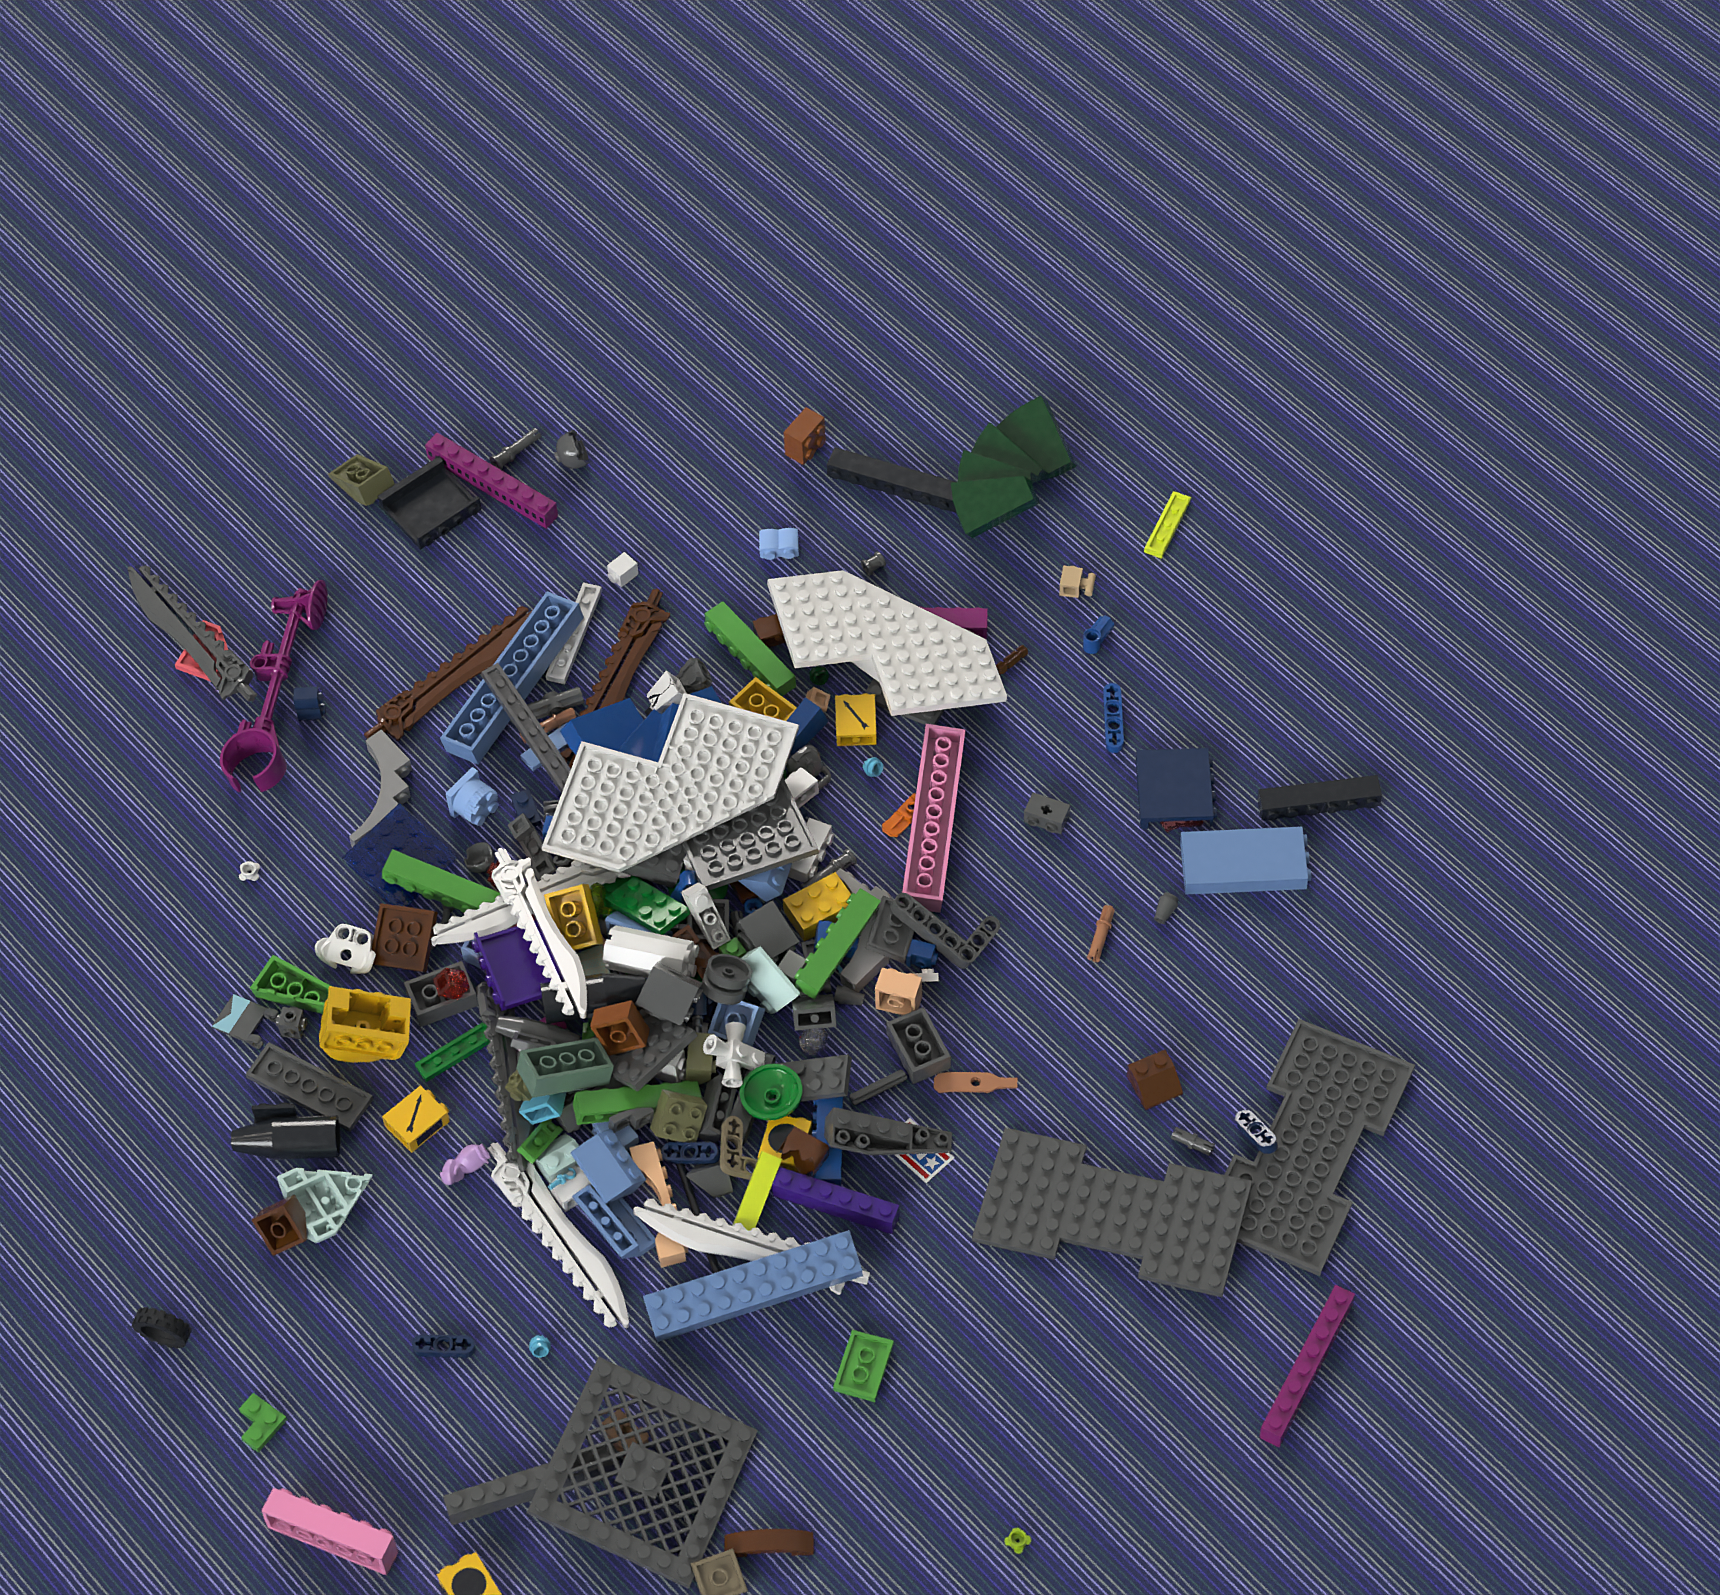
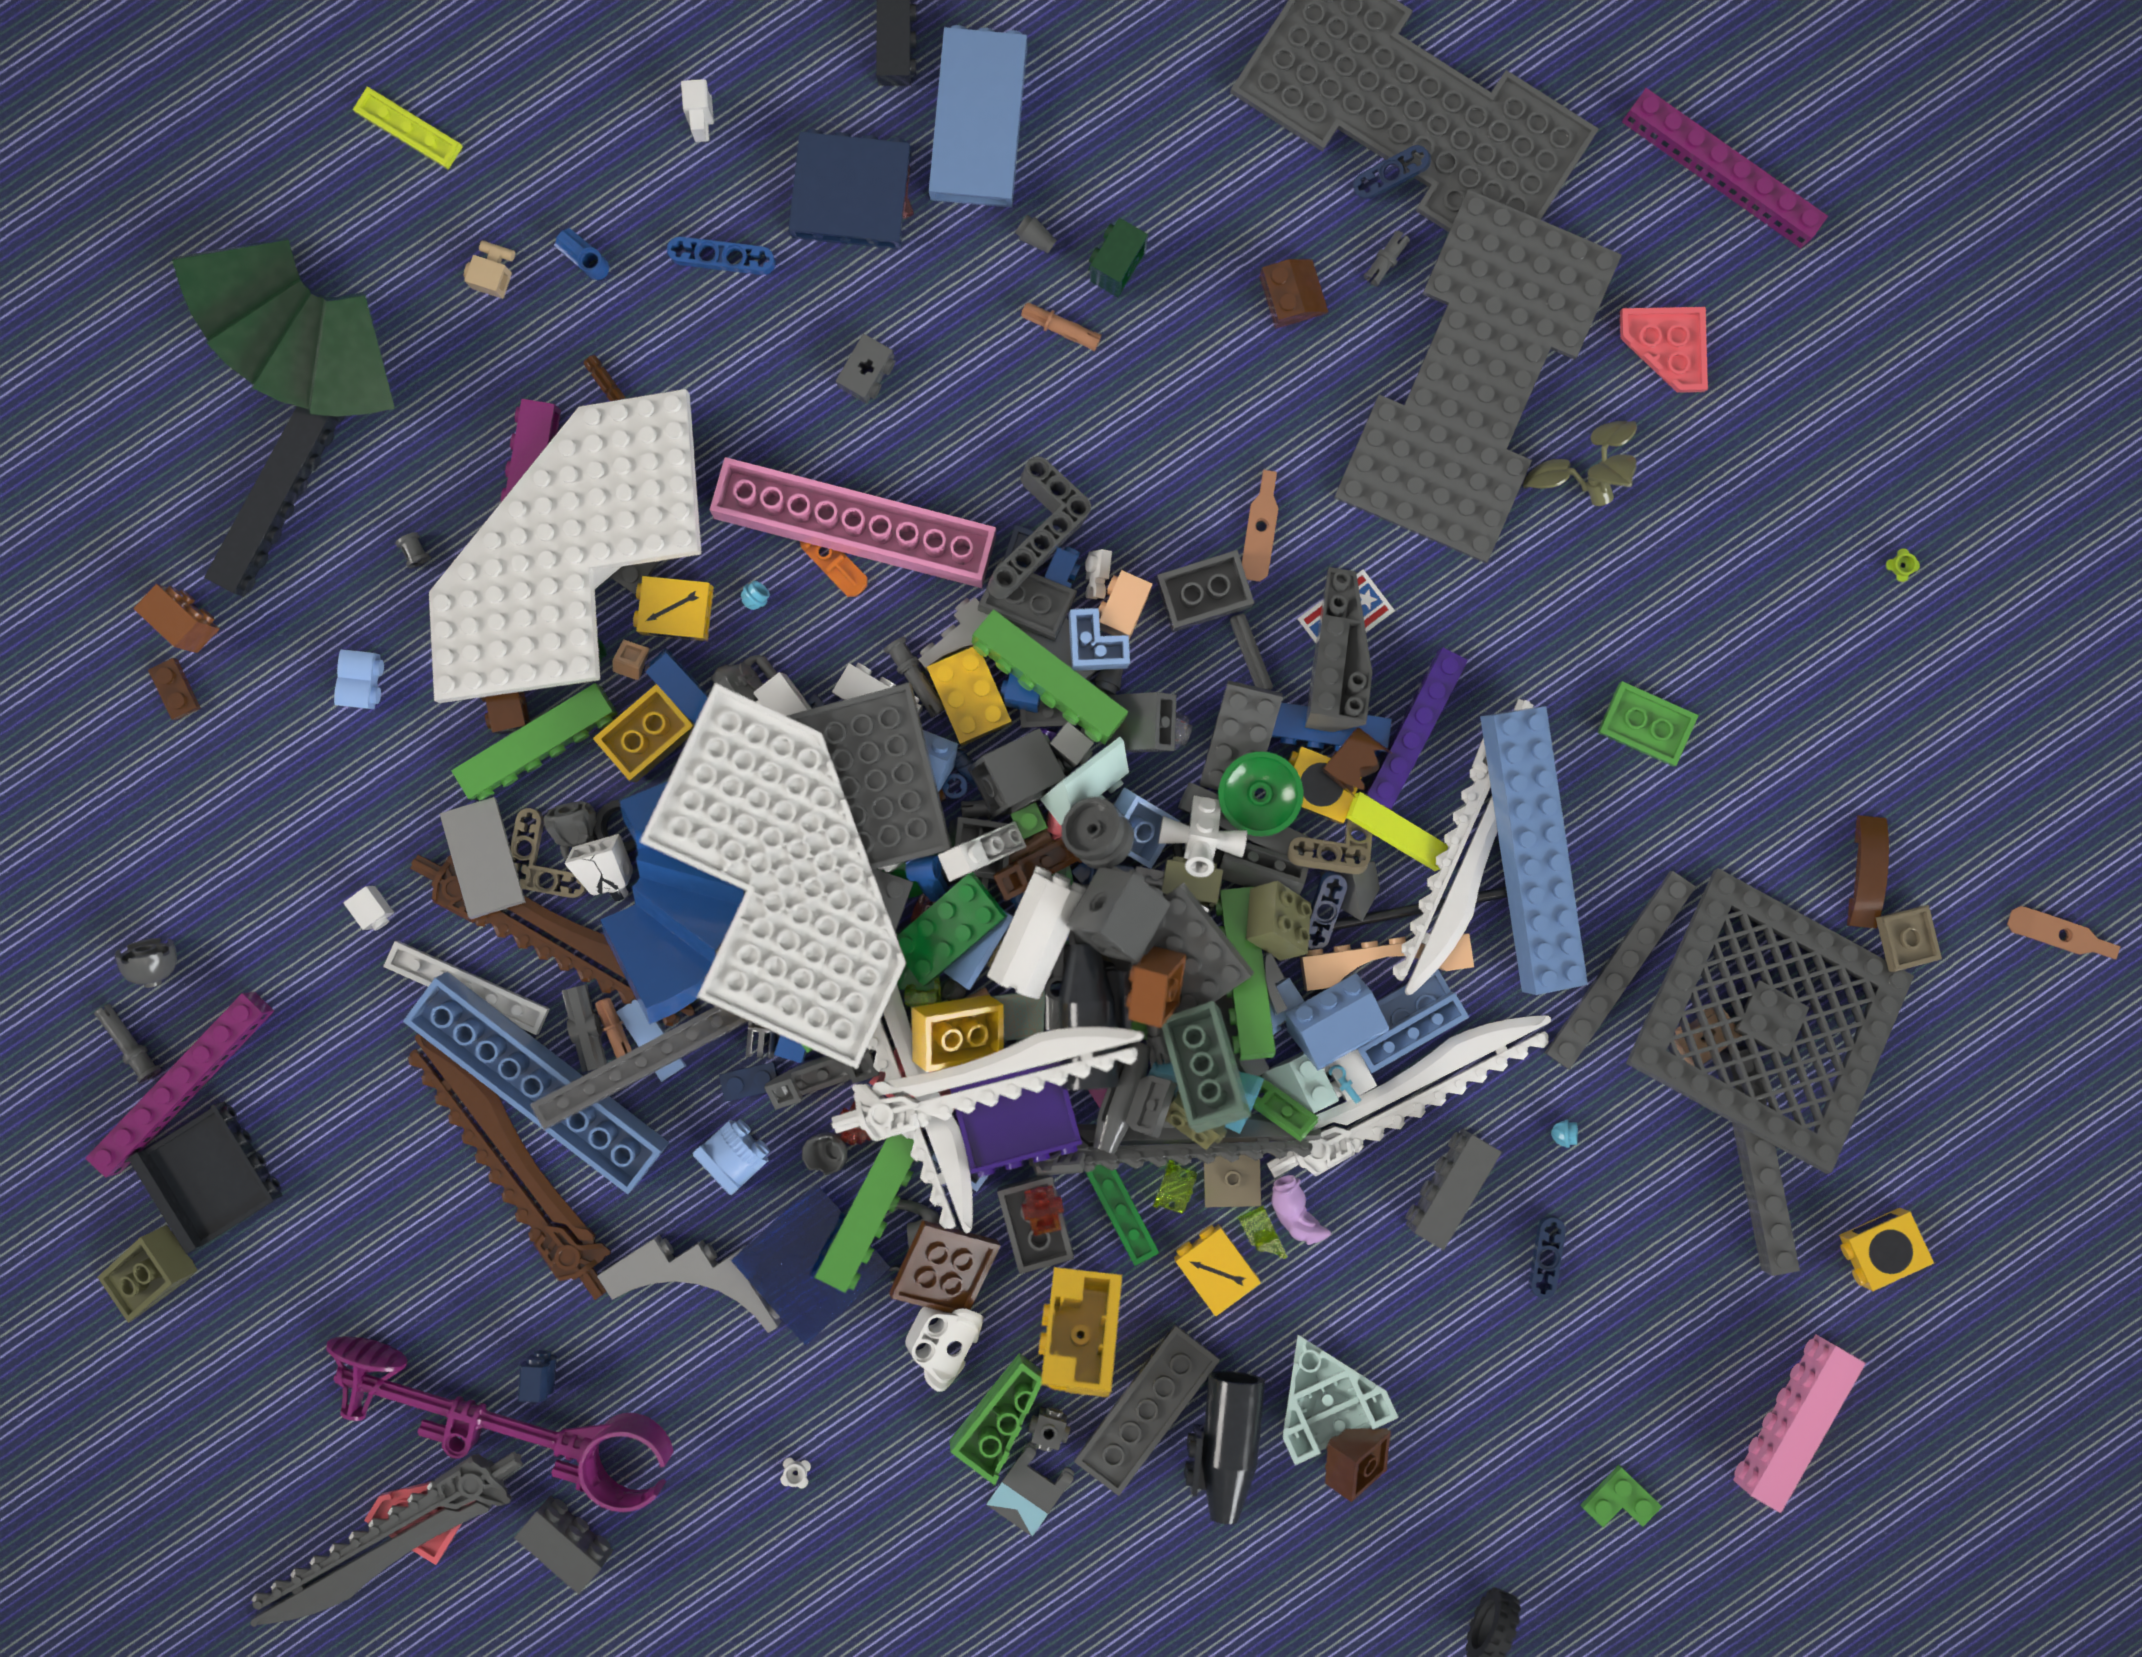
camera: 85 degrees left, 30 degrees up
(194, 734) = (564, 1544): none -> dark grey brick
(445, 1148) = (1261, 1232): none -> clear neon green slope
(474, 1084) = (1175, 1188): none -> clear neon green piece
(482, 1123) = (1232, 1183): none -> dark tan plate
(490, 1263) = (1451, 1188): none -> dark grey brick
(659, 661) = (534, 872): none -> dark tan beam
(664, 627) = (482, 858): none -> light grey tile
(670, 1372) = (1620, 969): none -> dark grey plate
(758, 444) = (174, 689): none -> reddish brown plate
(863, 965) = (1090, 649): none -> light blue brick
(1044, 1279) = (1614, 470): none -> olive plant
(1155, 957) = (1118, 256): none -> dark green brick
(1163, 1346) = (1670, 343): none -> coral plate
(1211, 686) = (697, 108): none -> white piece

